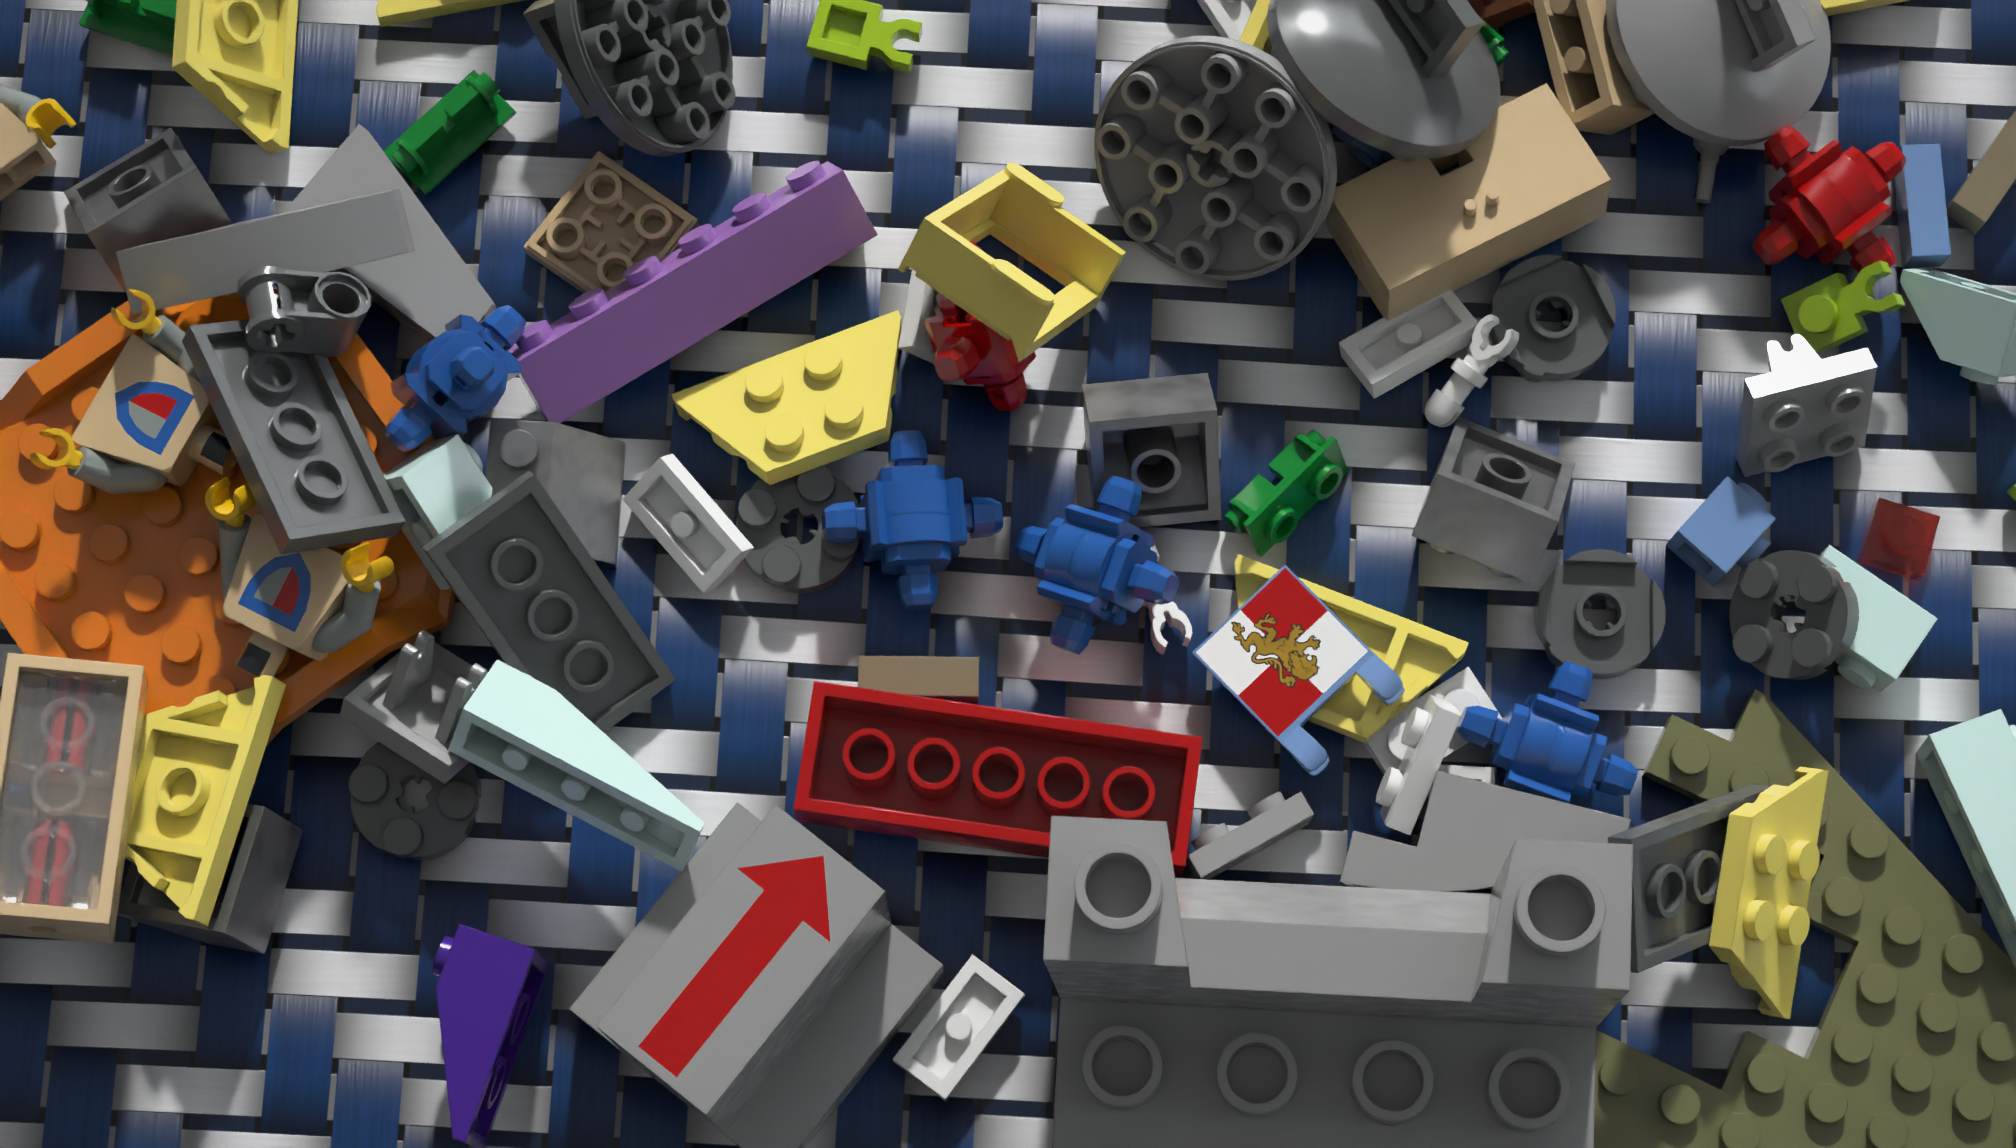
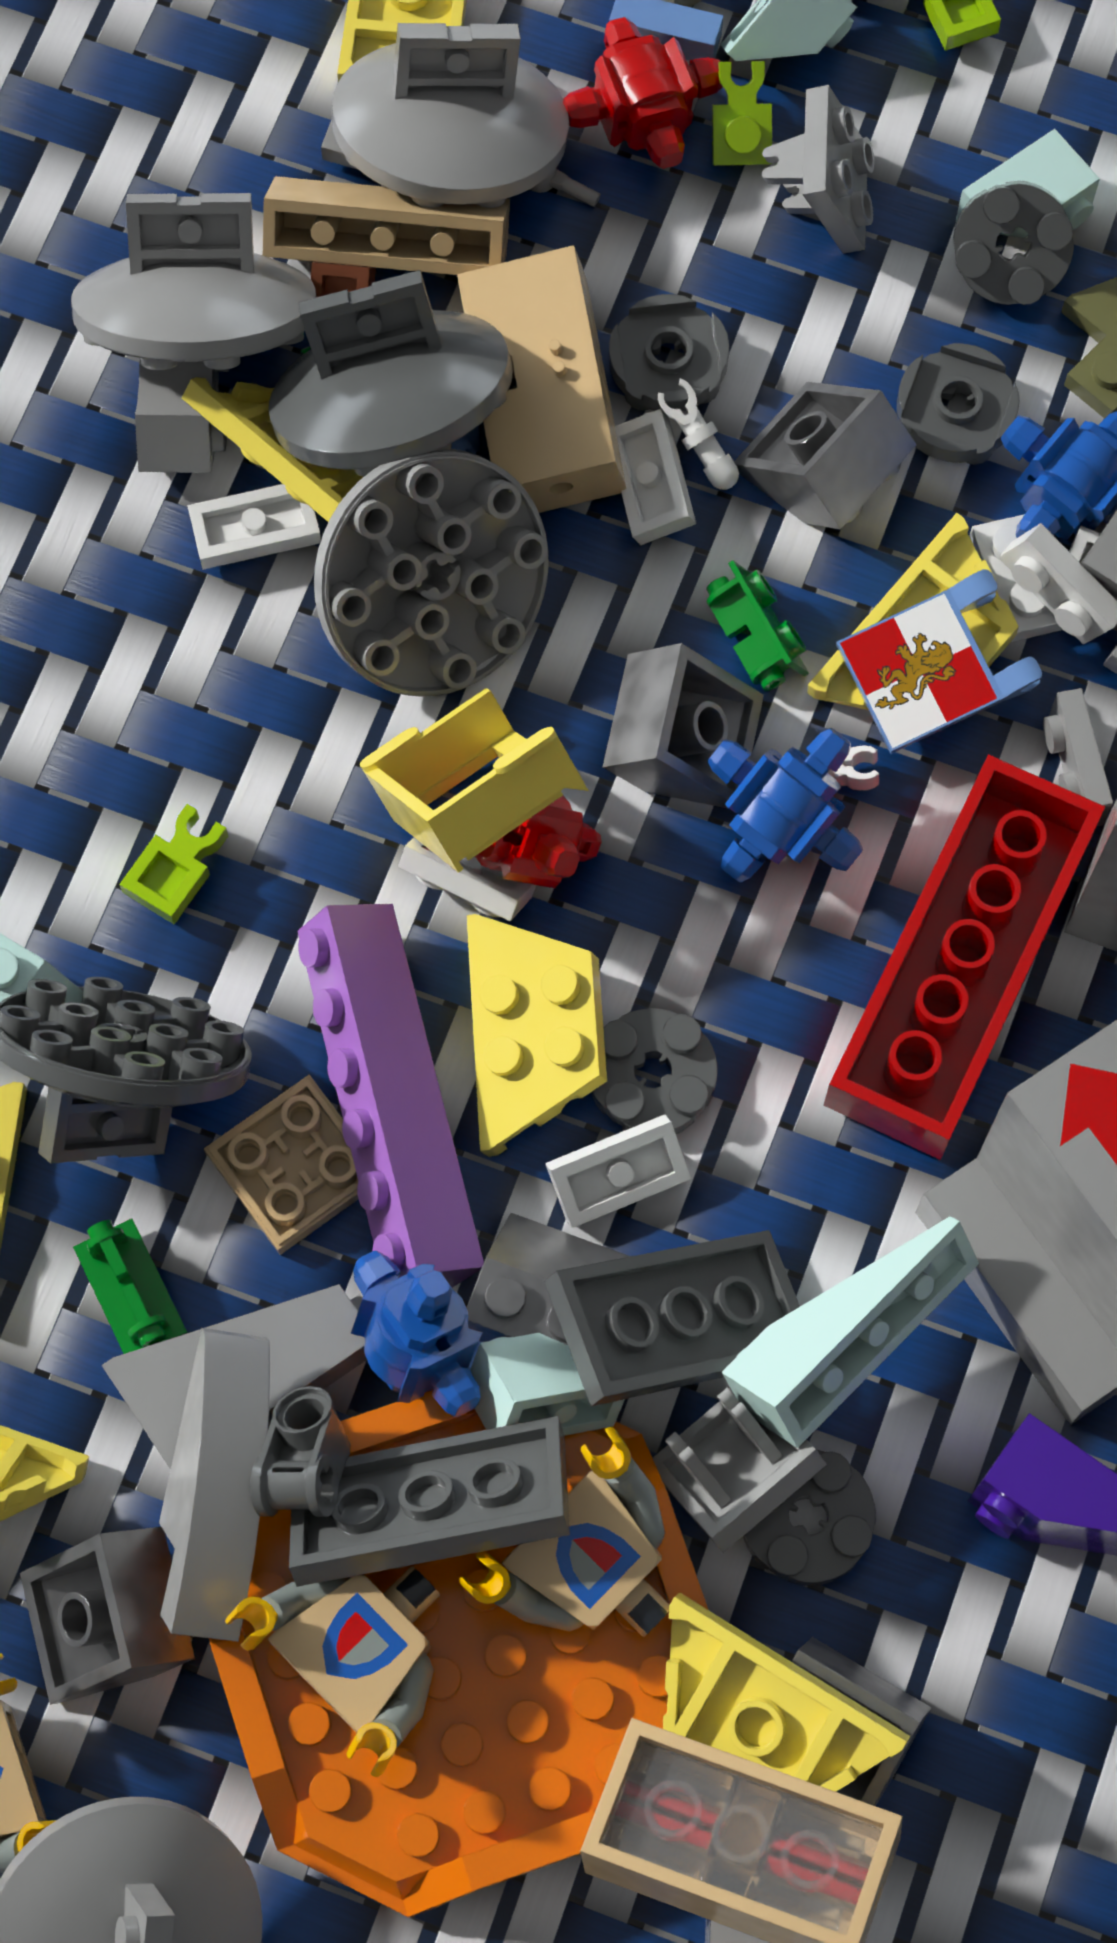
camera: 70 degrees left, 5 degrees down
(912, 520) = (686, 958): blue piece -> none
(922, 676) = (837, 1006): dark tan piece -> none
(1723, 531) = (915, 278): medium blue brick -> none
(1898, 539) = (960, 147): clear red plate -> none

